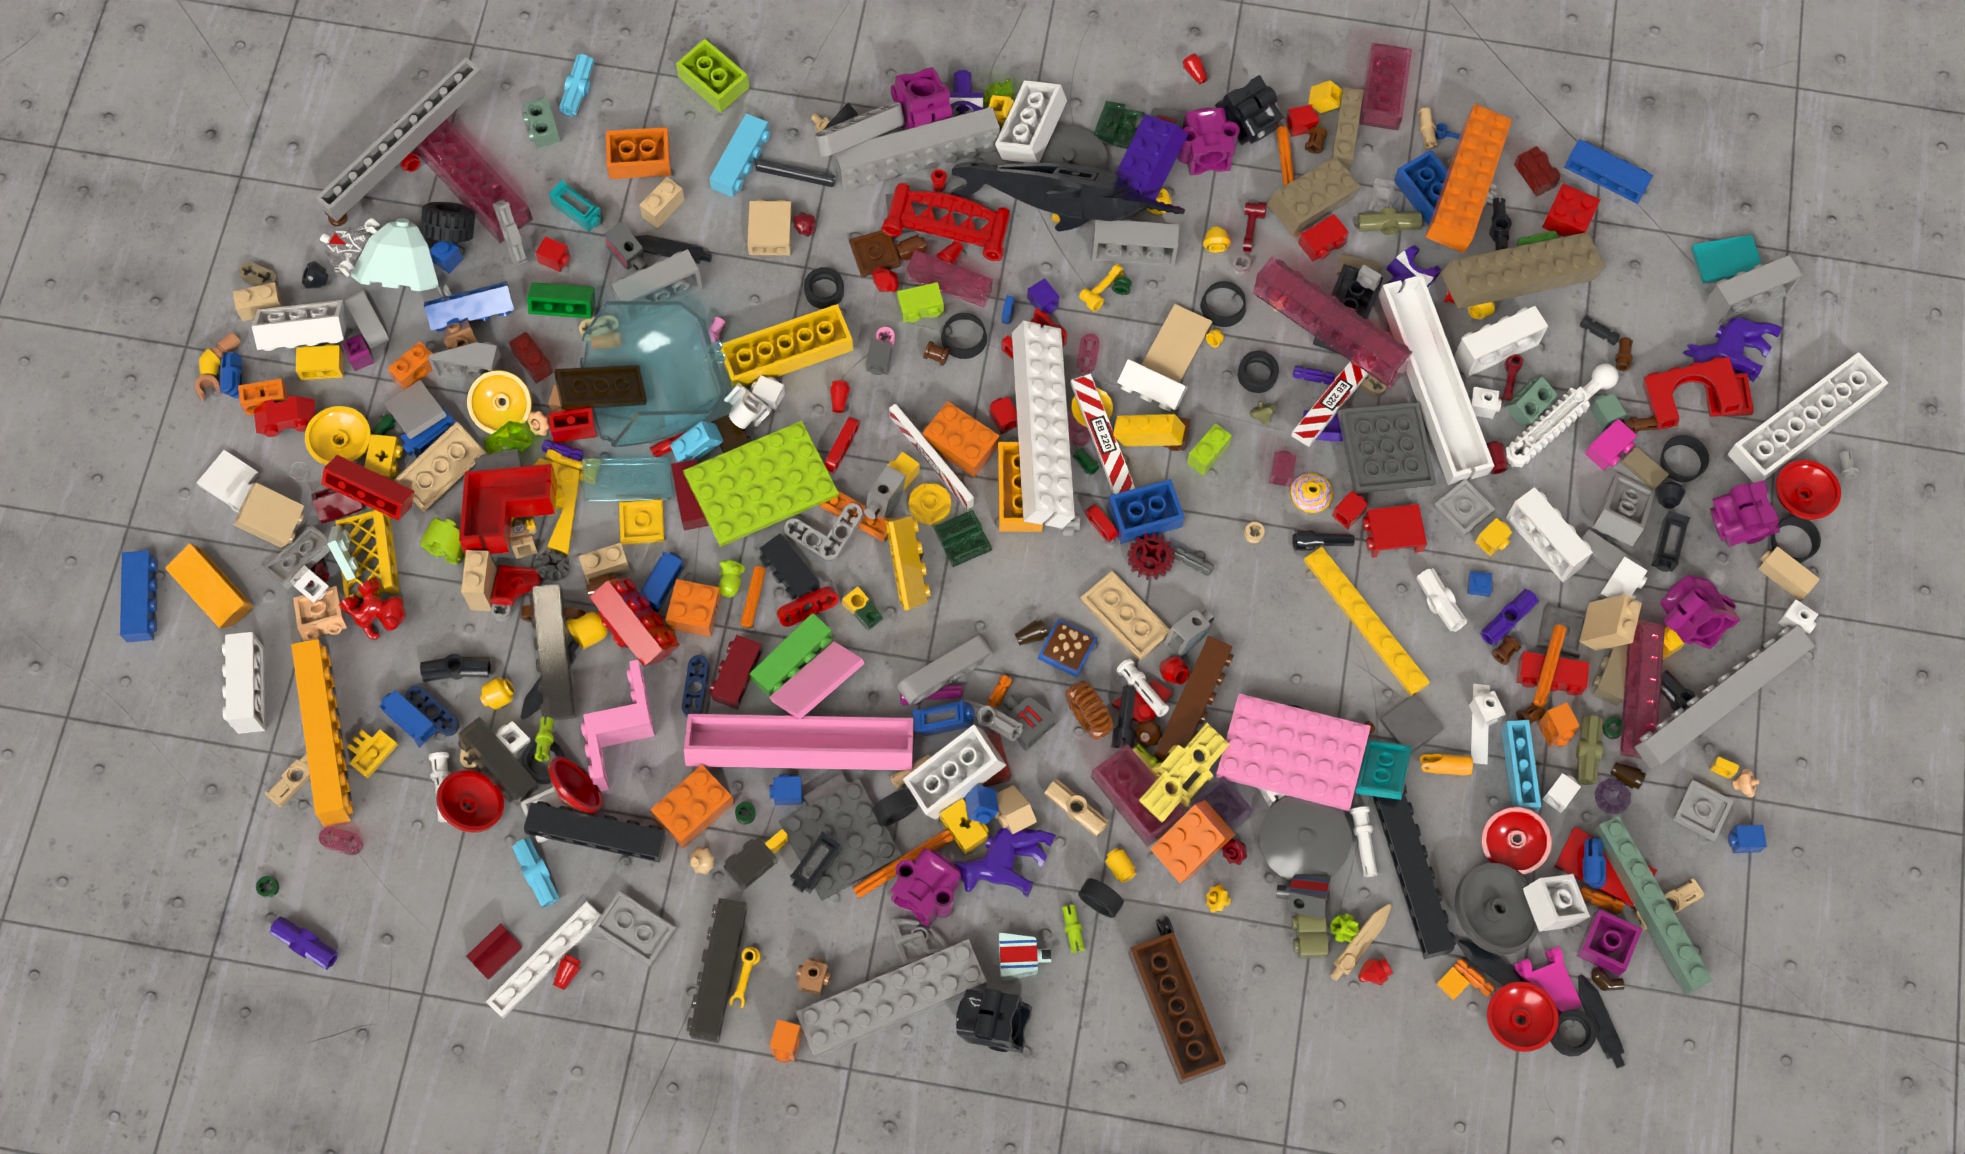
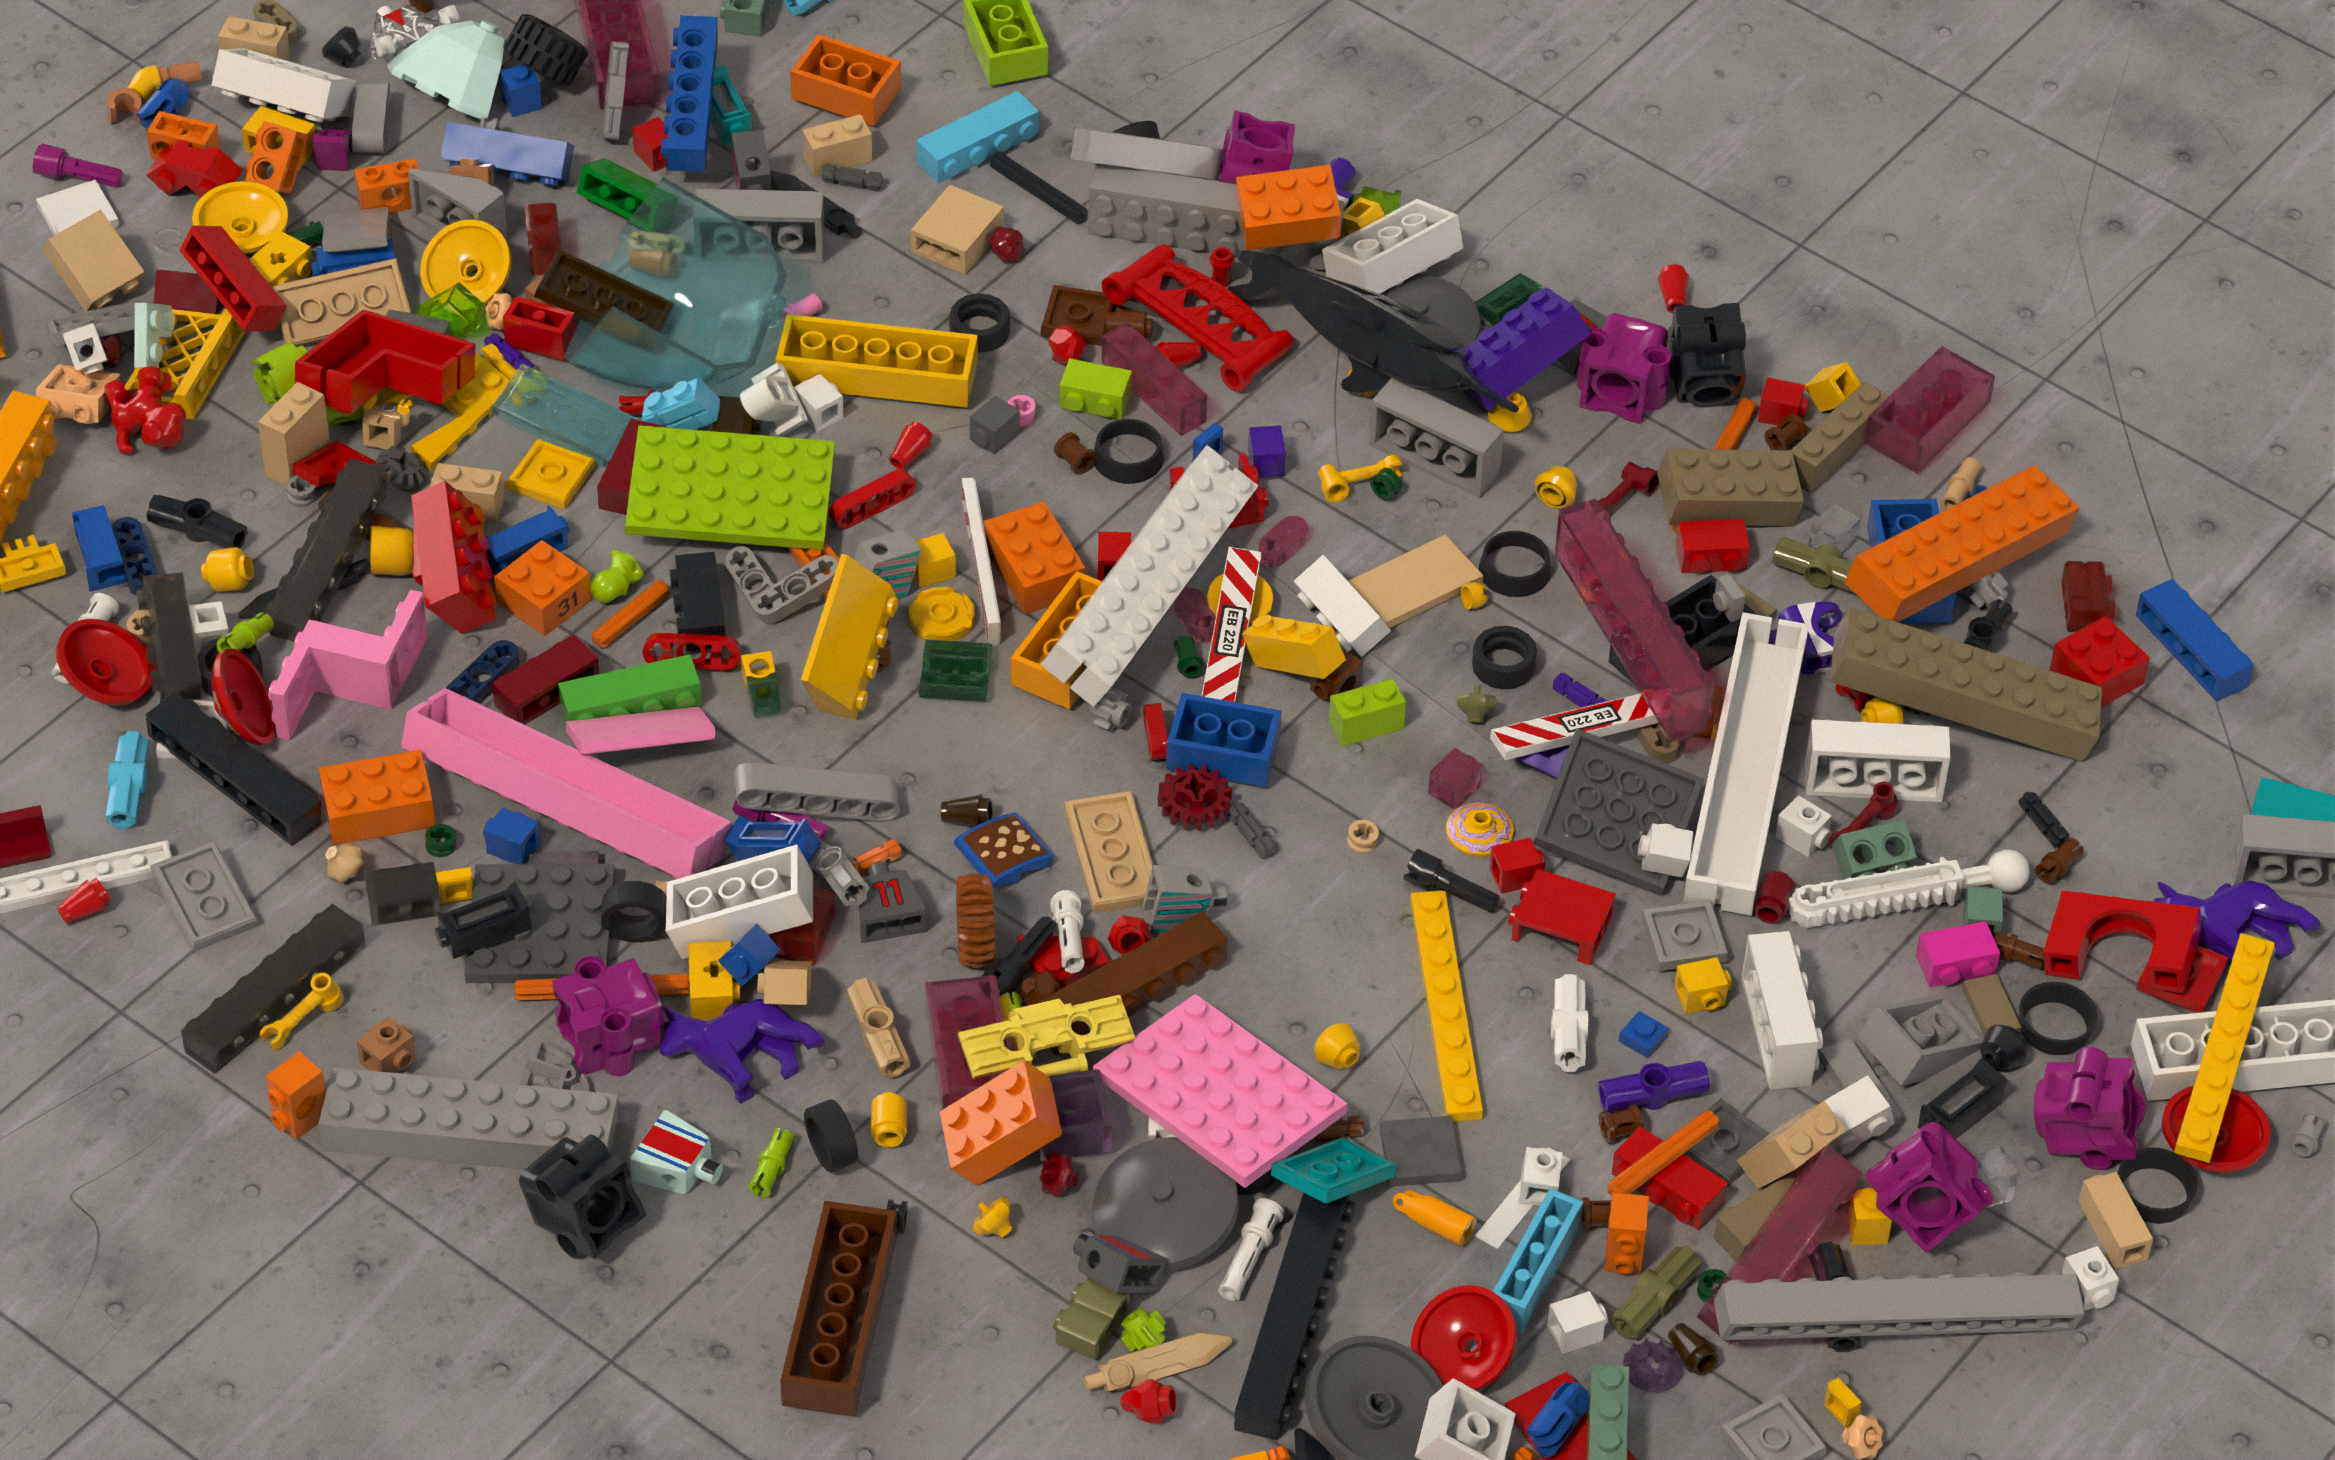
camera: 30 degrees right, 20 degrees down
(191, 450) = (56, 162): none -> magenta piece
(337, 381) = (284, 160): none -> orange brick
(537, 168) = (691, 95): none -> blue brick
(682, 219) = (852, 177): none -> dark grey axle
(969, 130) = (1288, 207): none -> orange brick
(1331, 683) = (1337, 1046): none -> yellow cone
(1429, 461) = (1666, 849): none -> white brick
(1791, 440) = (2224, 1048): none -> yellow plate

